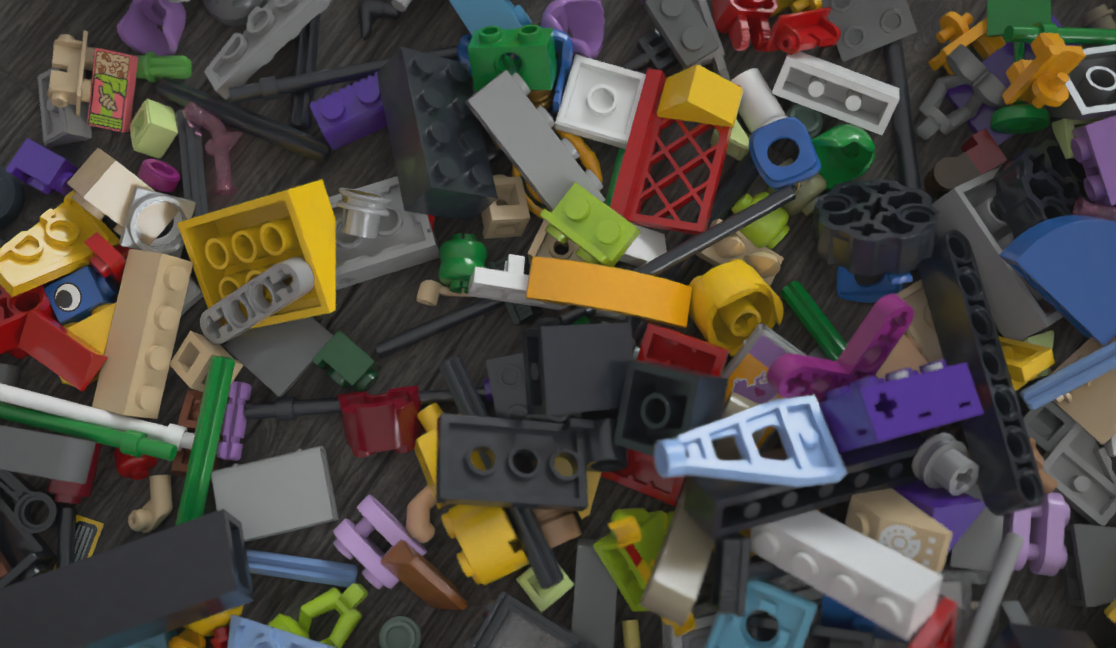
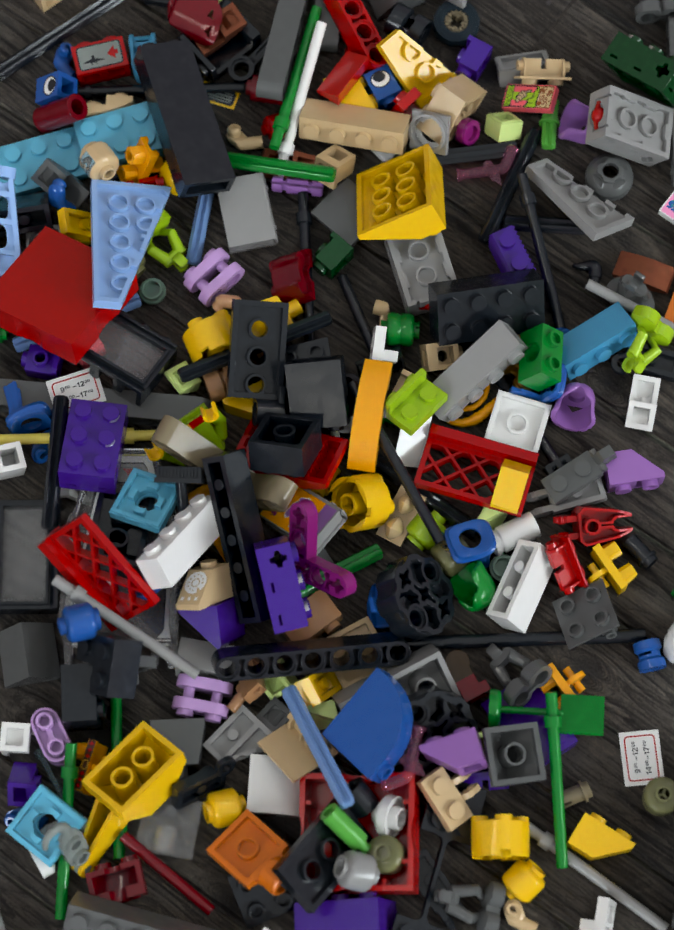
camera: 90 degrees right, 5 degrees down
(255, 302) = (369, 193): light grey beam -> none
(362, 212) = (428, 256): light grey piece -> none
(422, 577) = (189, 302): dark orange slope -> none
(802, 433) = (264, 521): light blue plate -> none
(945, 464) = (247, 628): light grey piece -> none
(1044, 78) = (516, 709): light orange hips -> none

